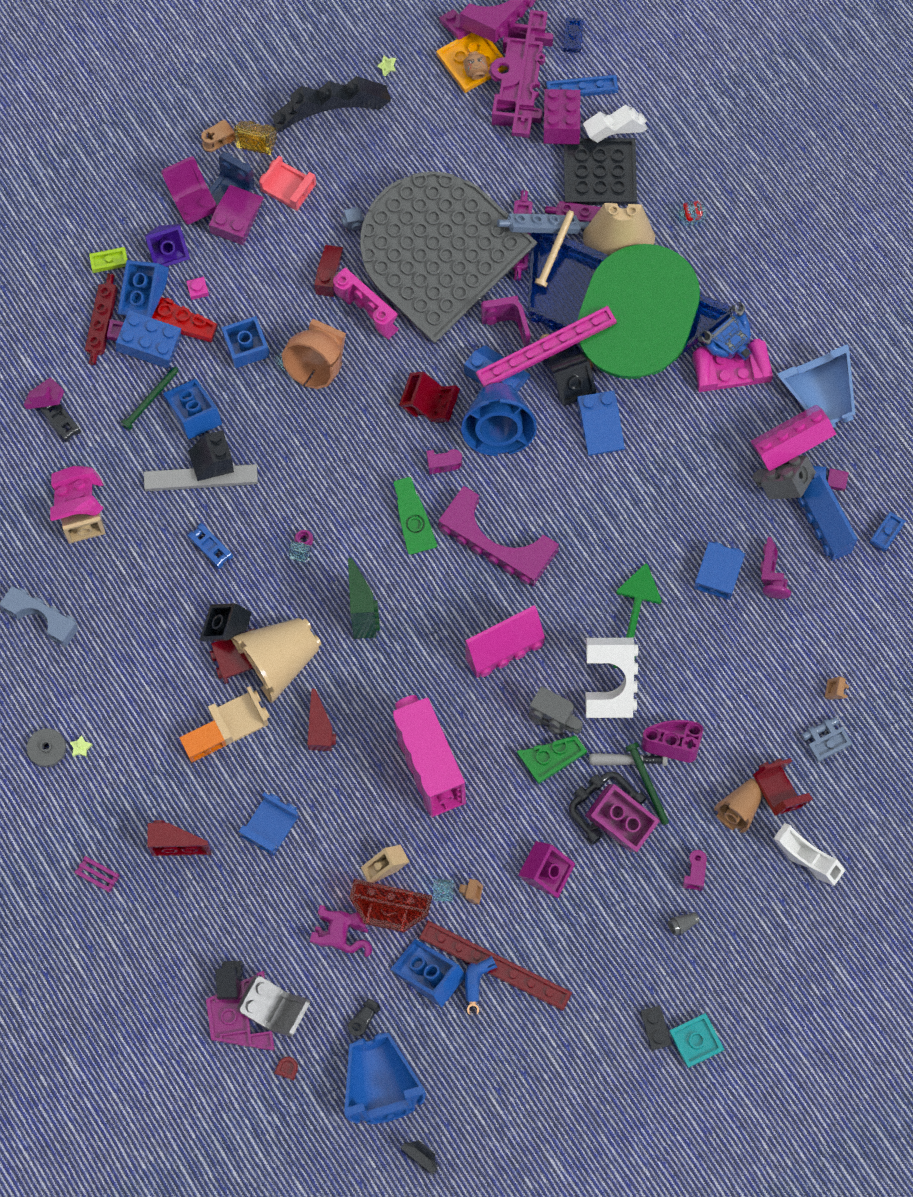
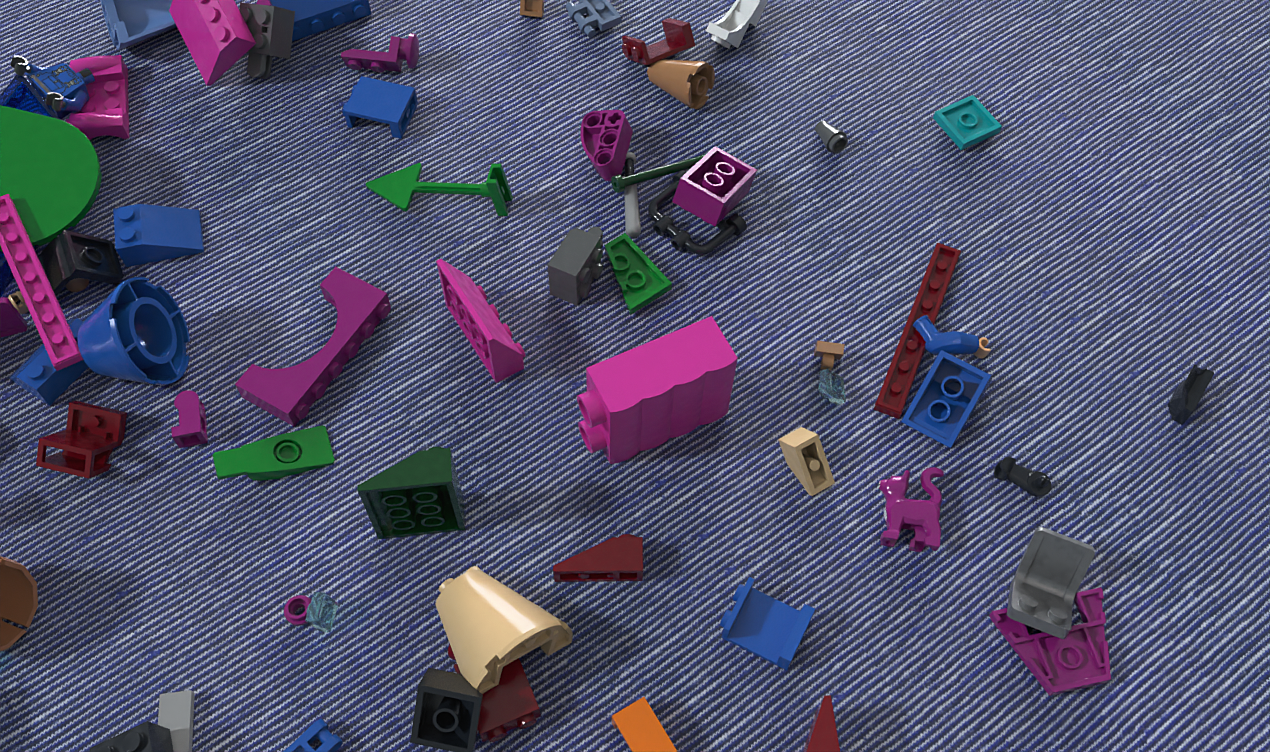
camera: 95 degrees left, 10 degrees down
(229, 979) = (1017, 657): black slope -> none
(239, 716) = (594, 683): tan panel -> none
(287, 1068) = (1117, 572): dark red tile -> none
(380, 1082) = (1109, 440): blue cone -> none
(388, 906) = (873, 441): clear red wedge -> none
(546, 869) = (784, 273): magenta slope -> none
(621, 701) = (500, 191): white arch -> none
(655, 1028) = (959, 162): black plate -> none
(697, 865) = (765, 124): magenta leg -> none

